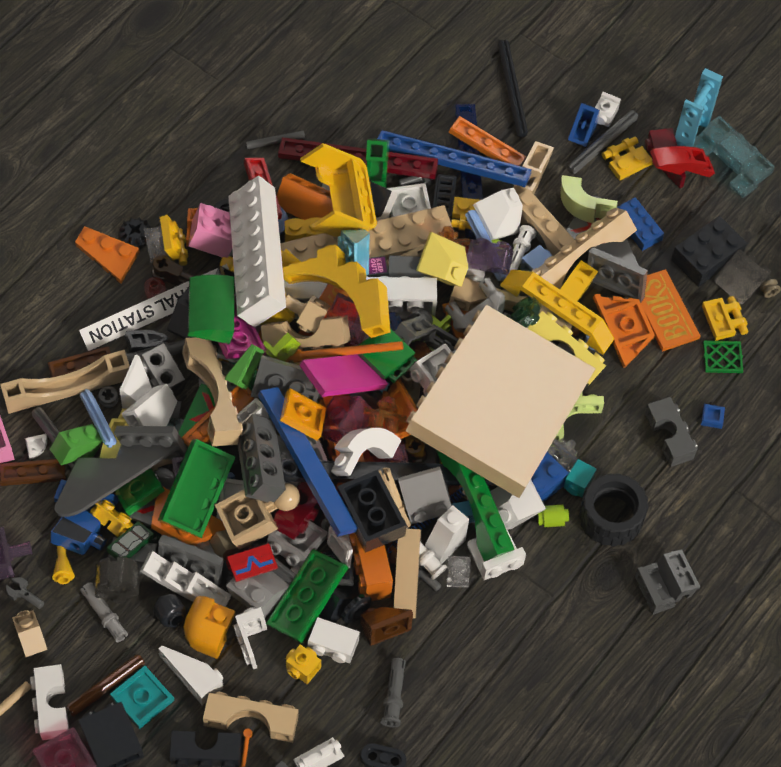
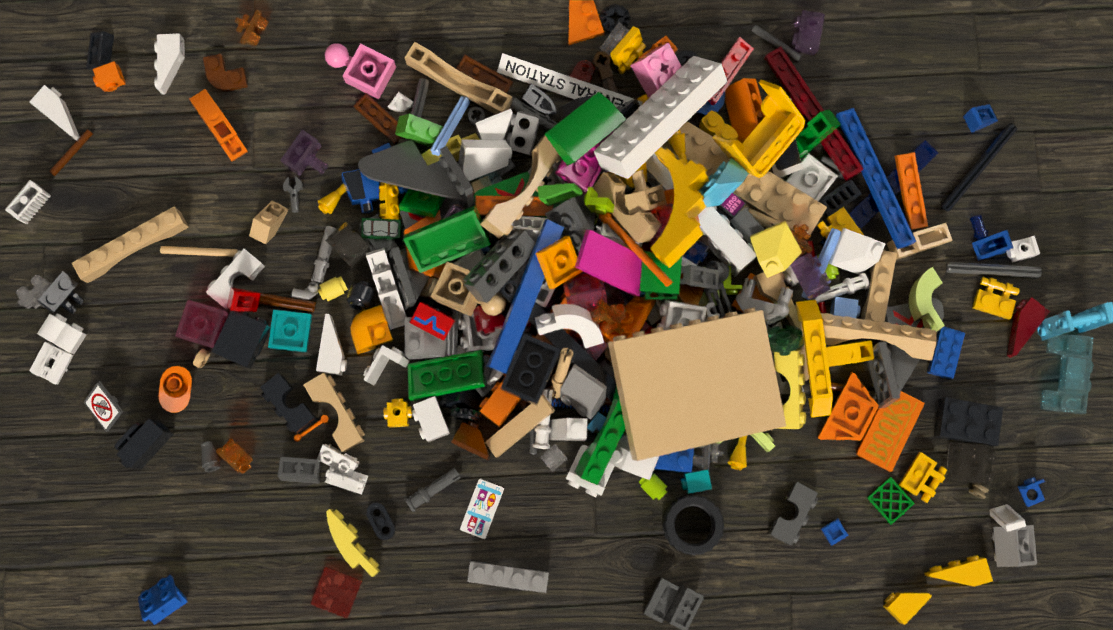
camera: 50 degrees right, 20 degrees up
(76, 706) = (243, 300): none -> red slope
(123, 655) = (308, 293): none -> light grey arm
(140, 629) = (332, 288): none -> light yellow brick
(290, 110) = (808, 32): none -> clear purple brick
(297, 747) = (338, 461): none -> white hinge
(448, 669) = (482, 508): none -> sticker
(474, 57) = (980, 117): none -> blue slope
(520, 695) = (508, 576): none -> light grey arch
(560, 124) = (979, 227): none -> clear blue pin
(588, 435) = (738, 457): none -> yellow cone
(681, 159) = (1025, 343): red slope -> none

